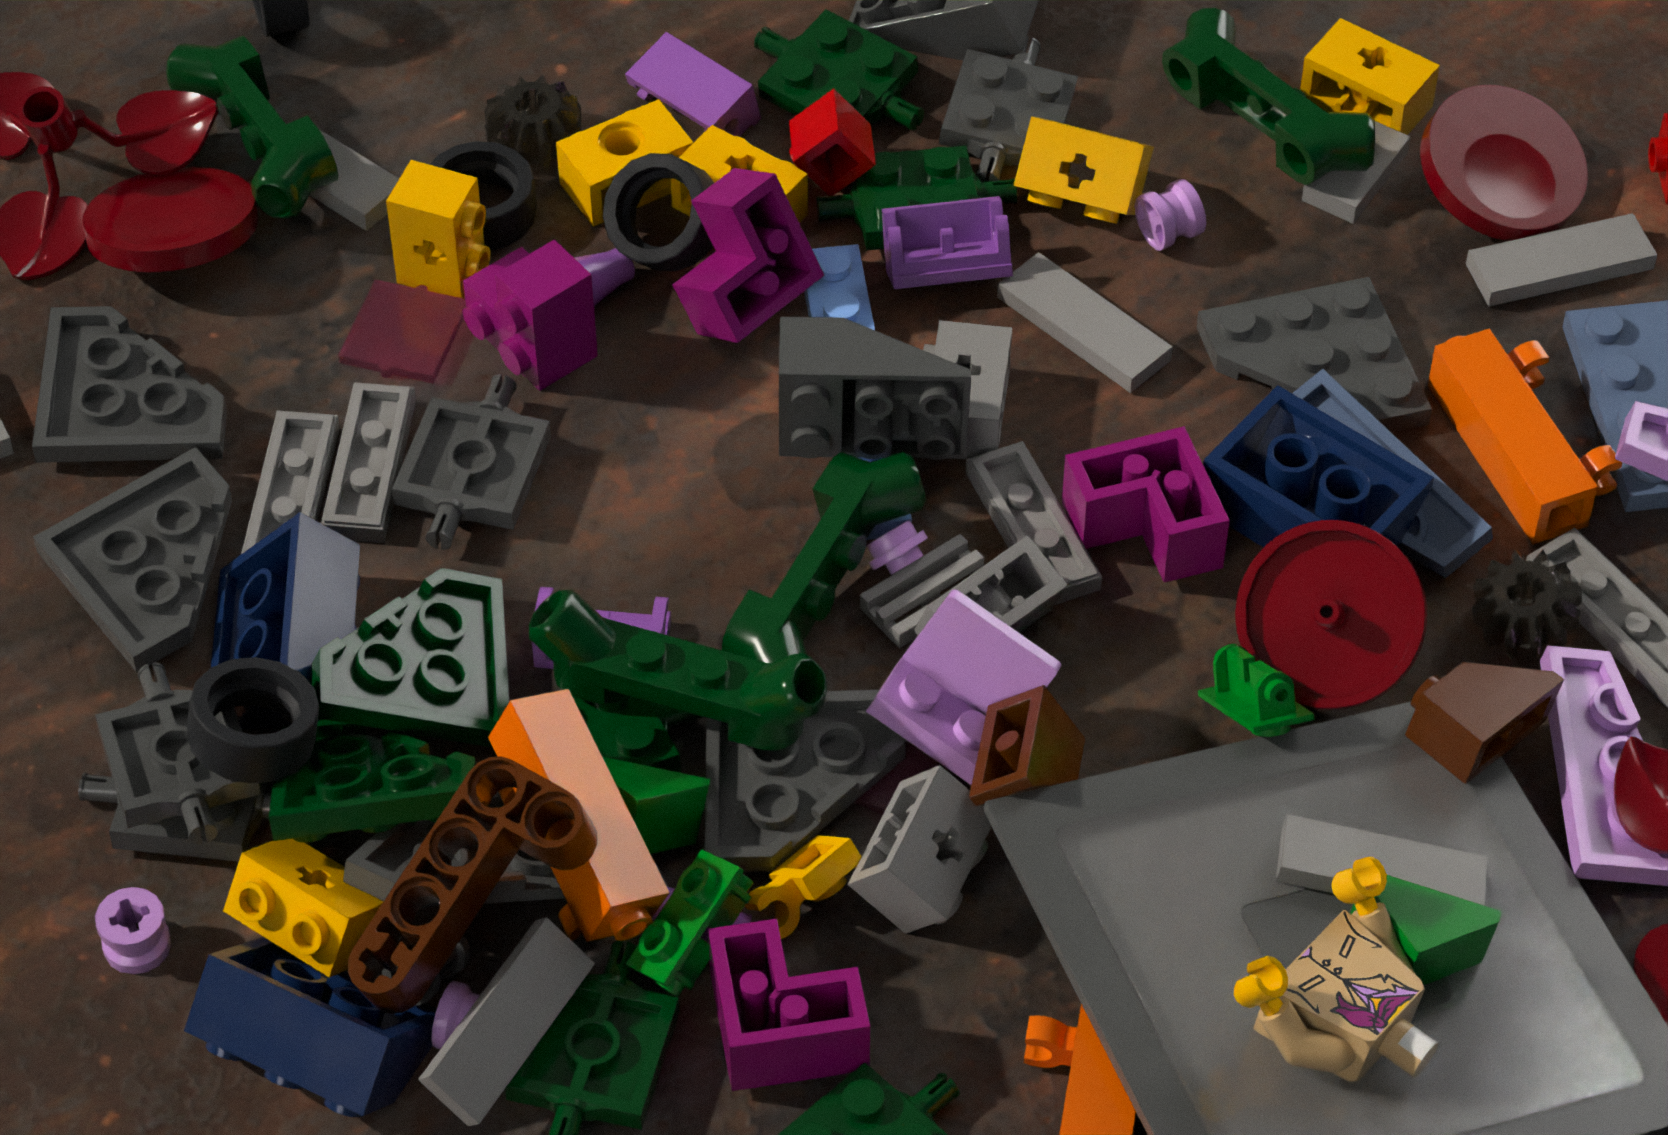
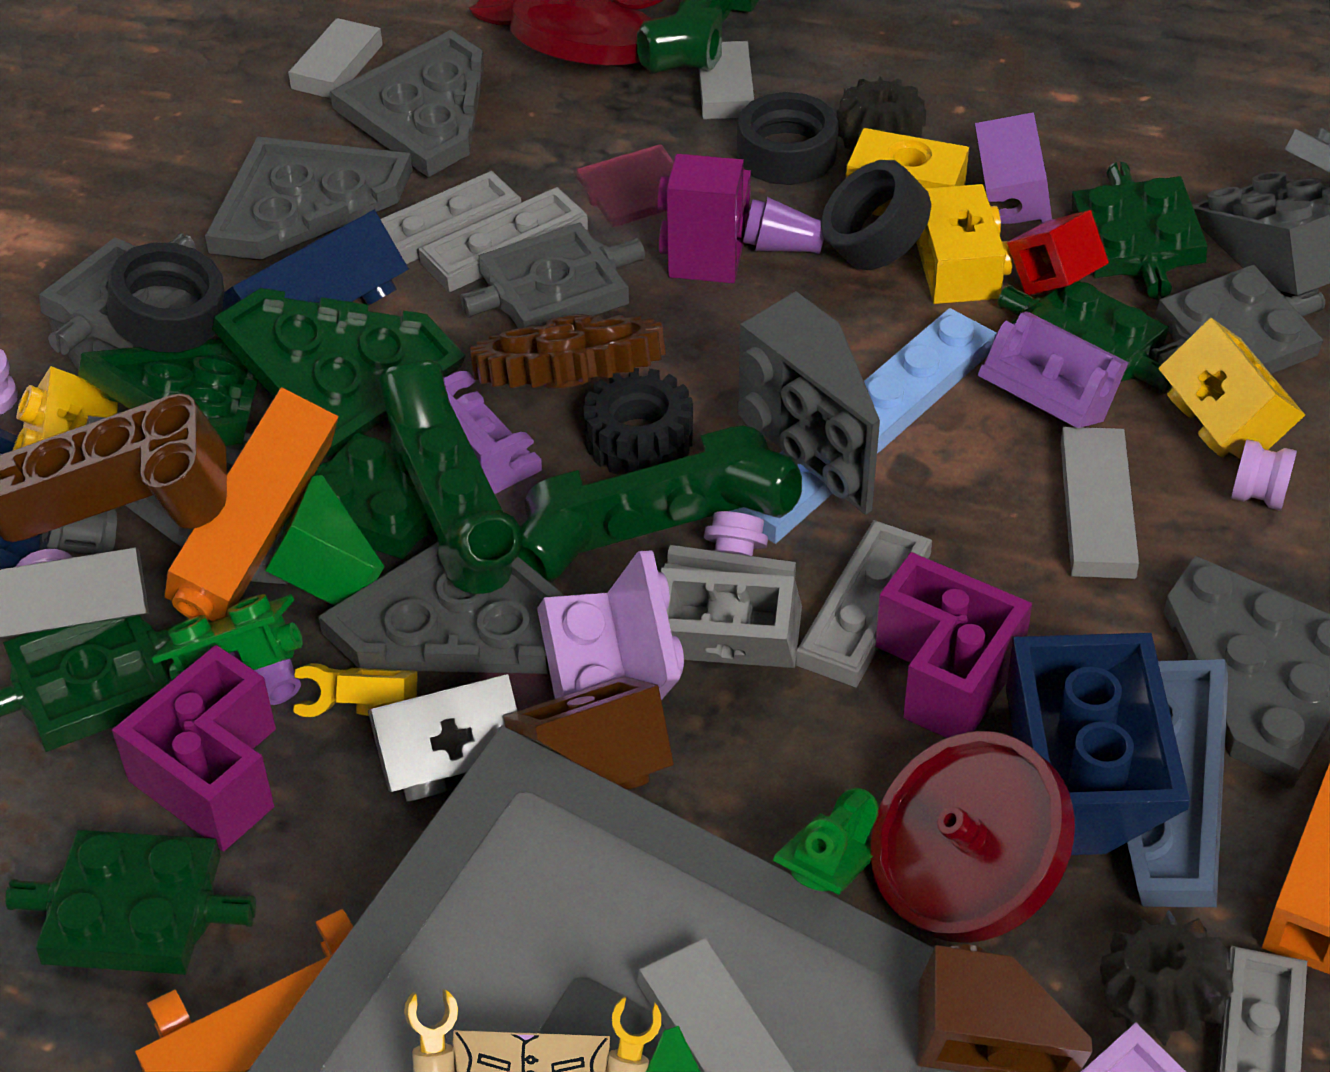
camera: 50 degrees right, 5 degrees down
(436, 228) = (712, 112): yellow brick -> none
(604, 507) = (567, 351): none -> reddish brown gear
(711, 550) = (638, 399): none -> black tyre
(758, 257) = (895, 286): magenta brick -> none
(988, 355) = (939, 473): light grey brick -> none

